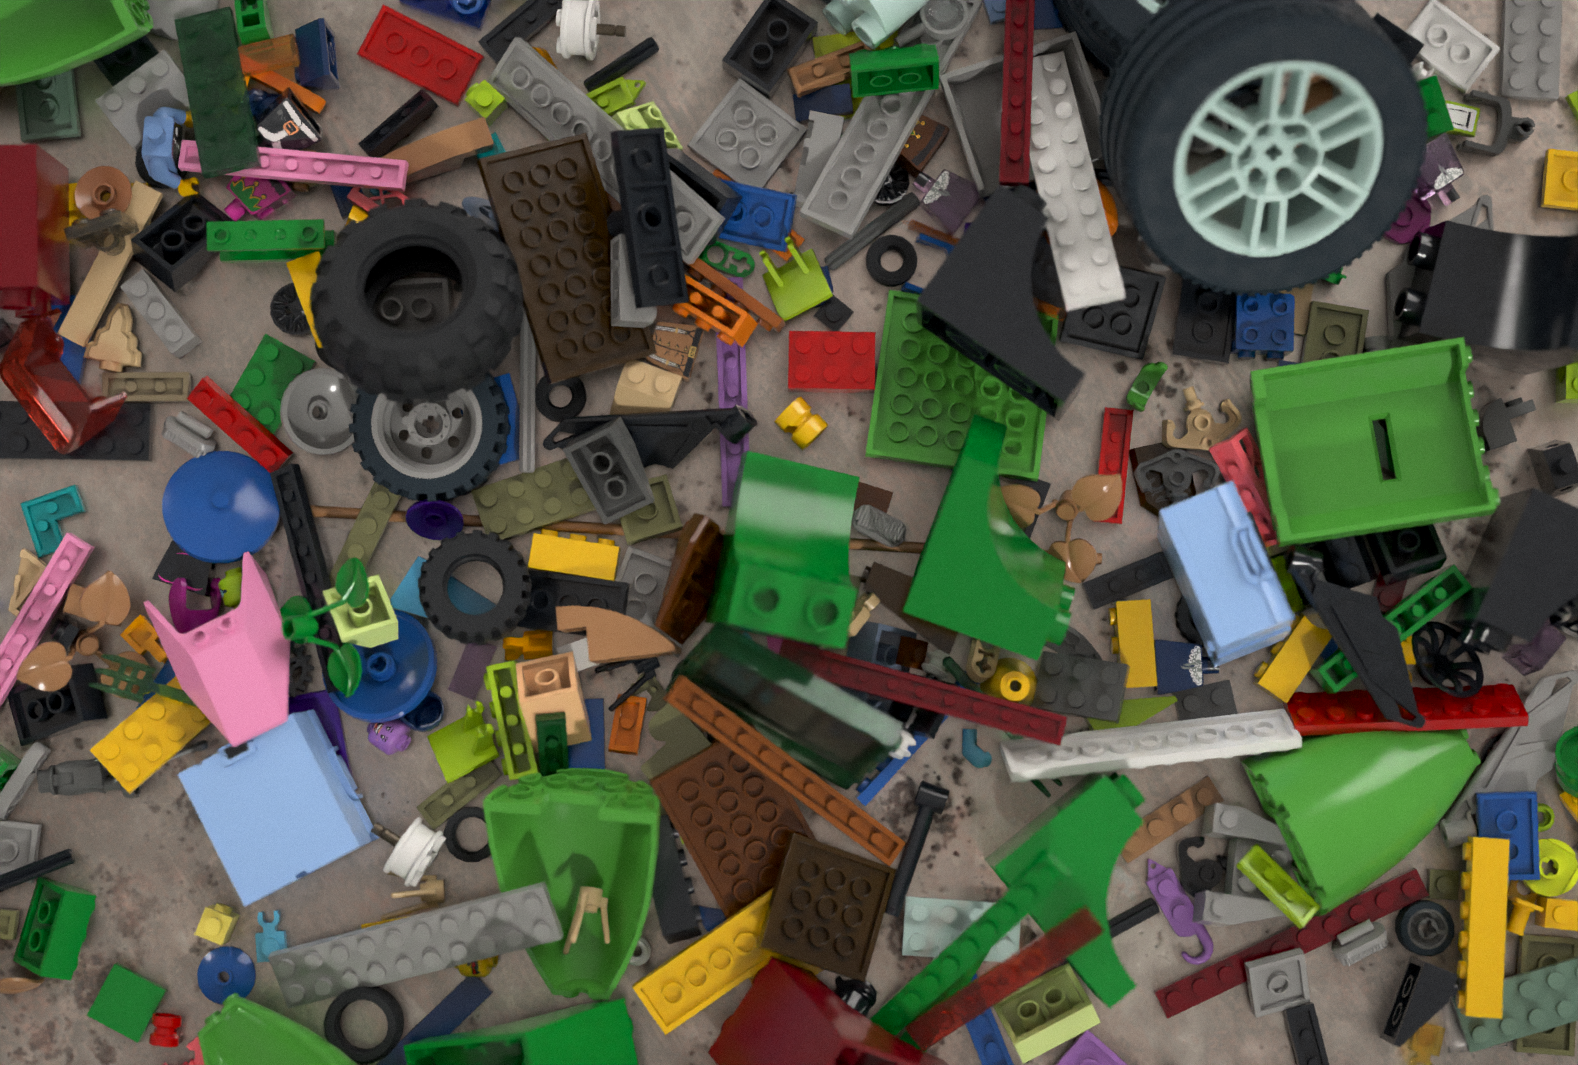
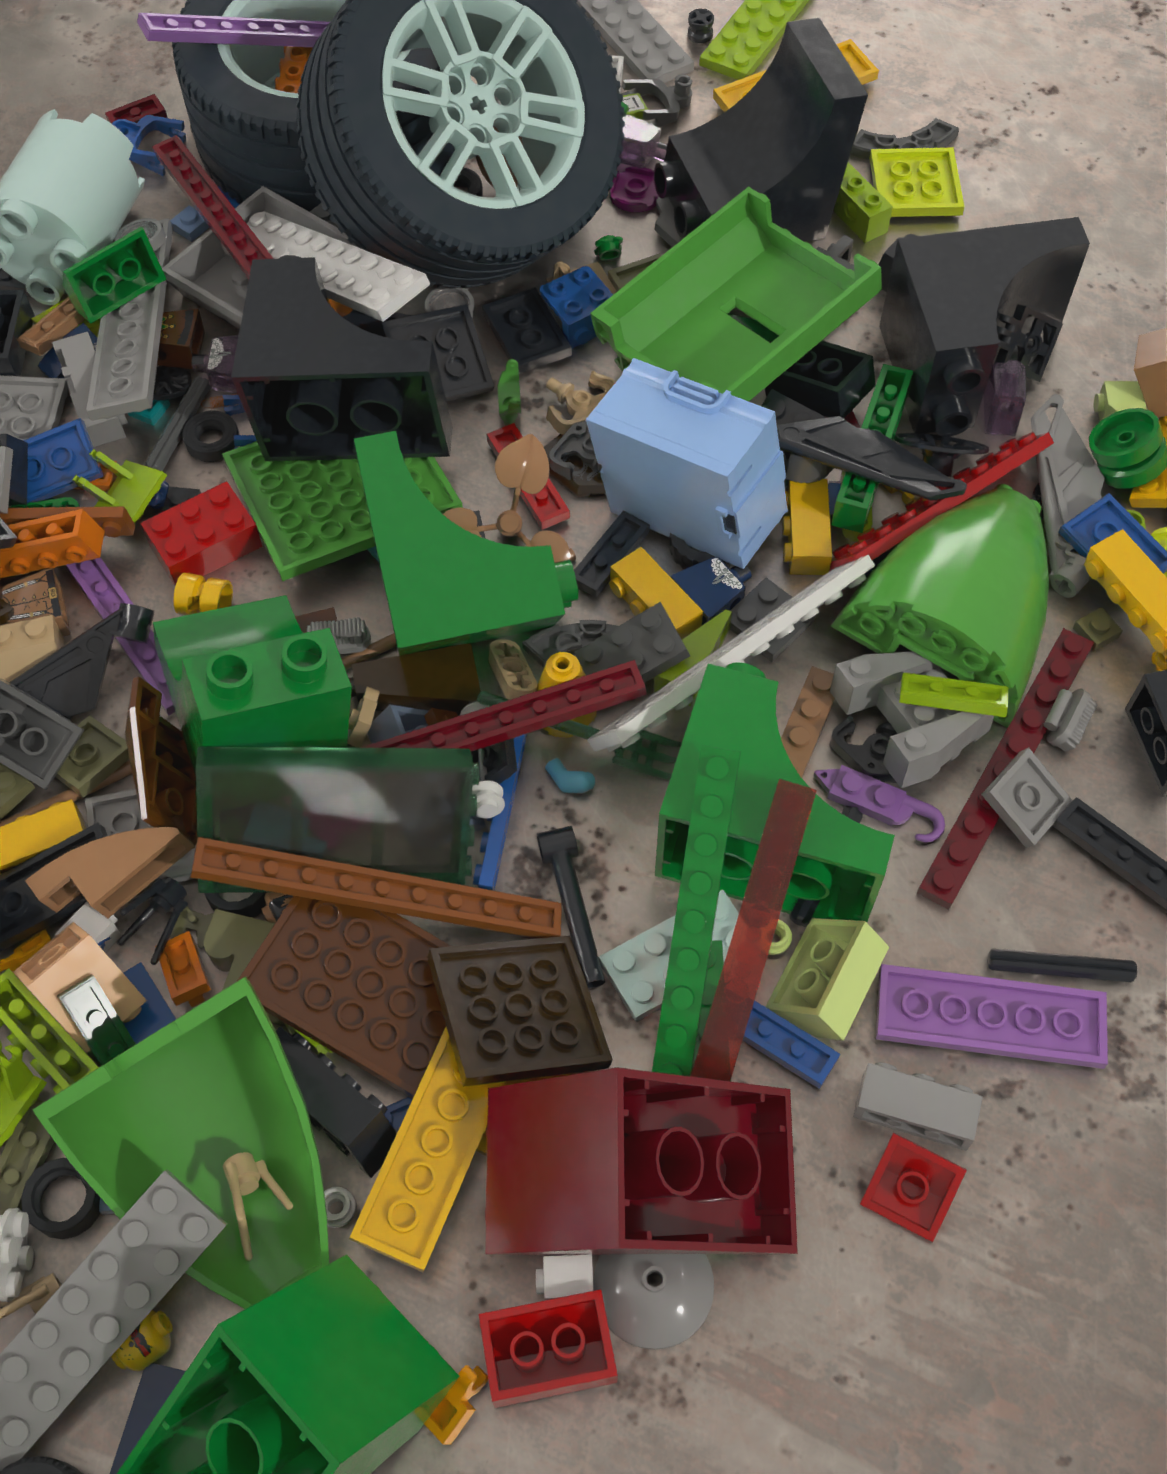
camera: 30 degrees left, 25 degrees down
(1440, 928) = (1116, 684): wheel -> none

